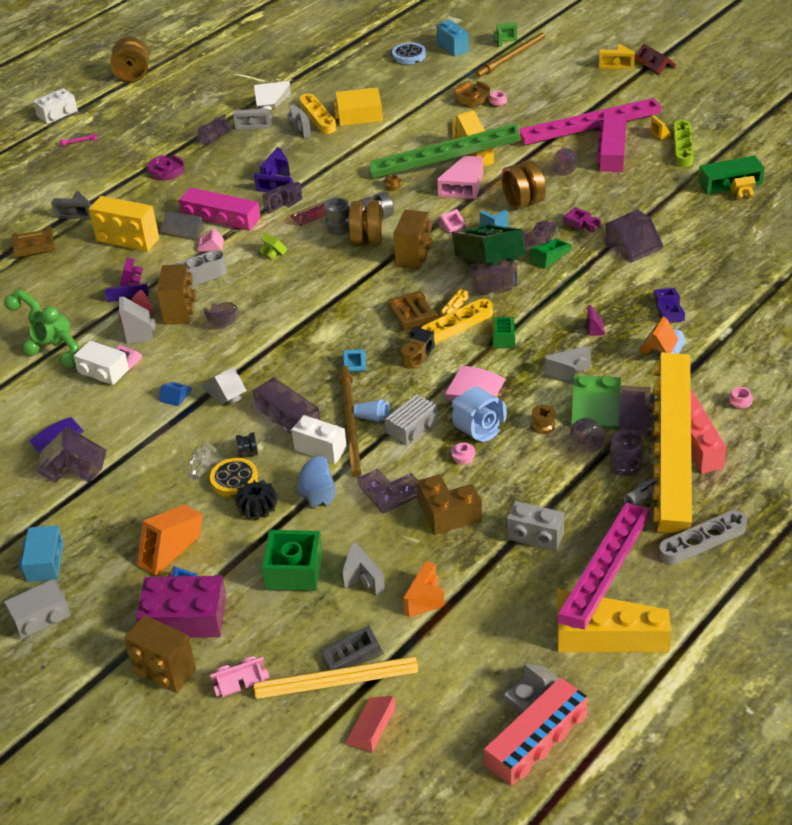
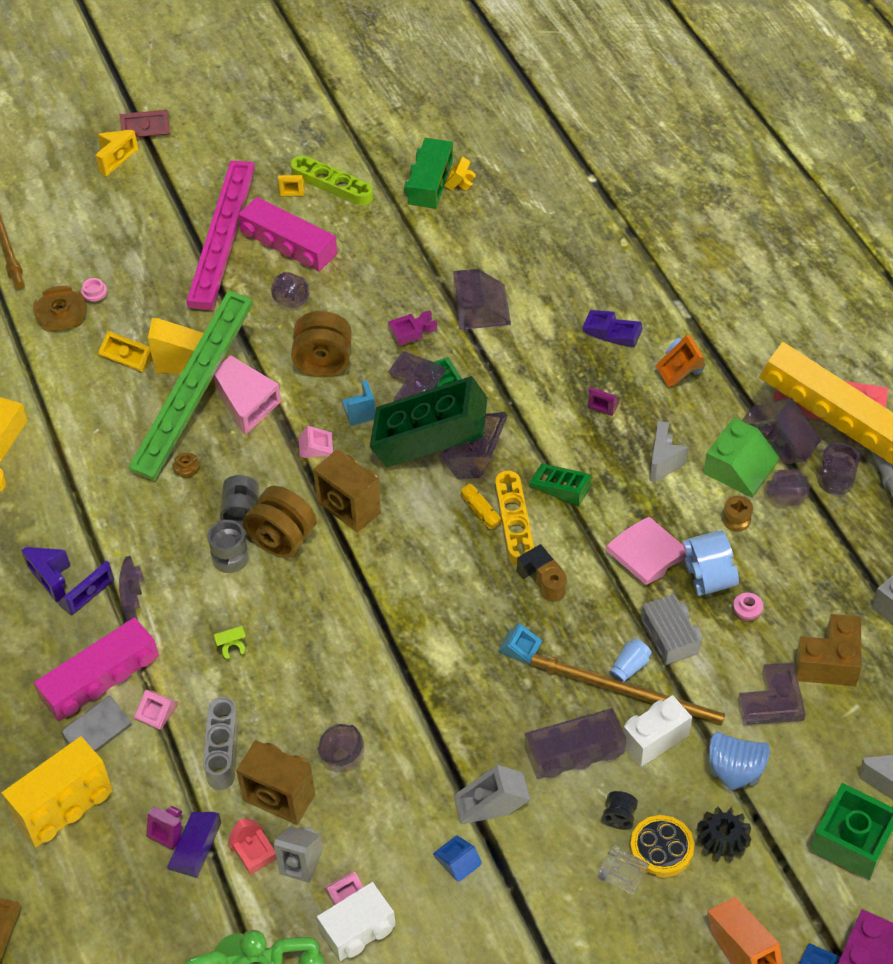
camera: 65 degrees left, 10 degrees up
(309, 214) = (179, 570): clear pink slope -> none
(408, 314) = (465, 555): pearl gold plate -> none
(741, 397) = (798, 342): bright pink plate -> none

